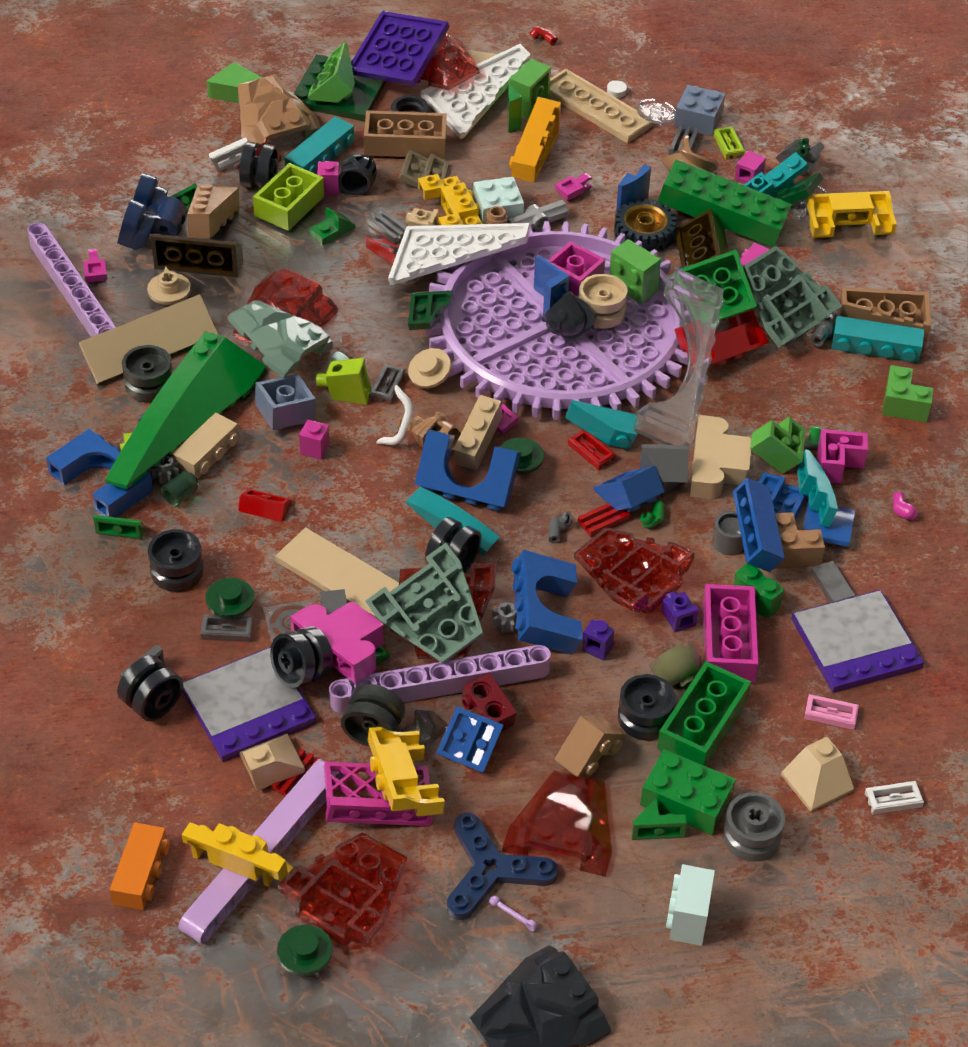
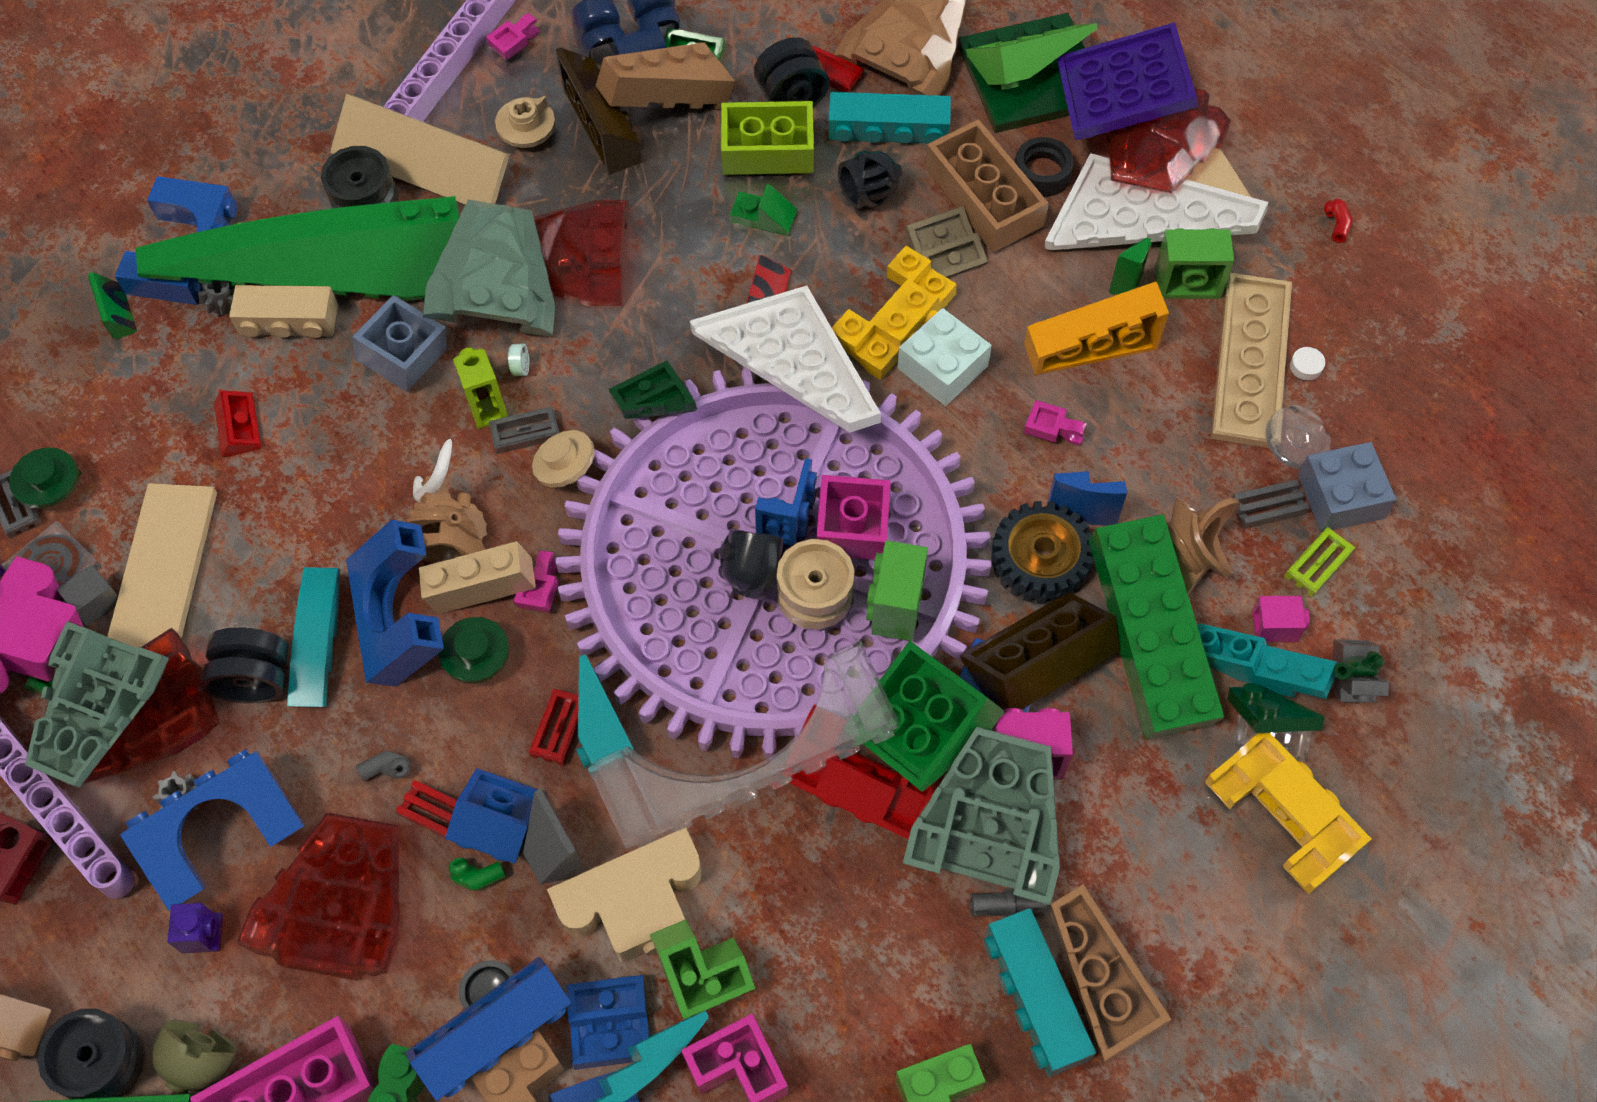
camera: 60 degrees right, 15 degrees up
(175, 560) = (71, 390): black wheel -> none
(179, 488) = (200, 326): clear green brick -> none
(230, 153) = (783, 30): white tile -> none
(314, 439) = (361, 410): dark pink brick -> none
(330, 175) = (836, 149): dark pink brick -> none
(391, 225) = (816, 247): flat silver tile -> none
(422, 217) = (841, 294): tan brick -> none
(496, 215) = (898, 376): medium nougat brick -> none
(538, 215) = (954, 417): light grey piece -> none
(679, 606) = (314, 1013): dark purple brick -> none
(813, 438) = (764, 1009): green arm -> none

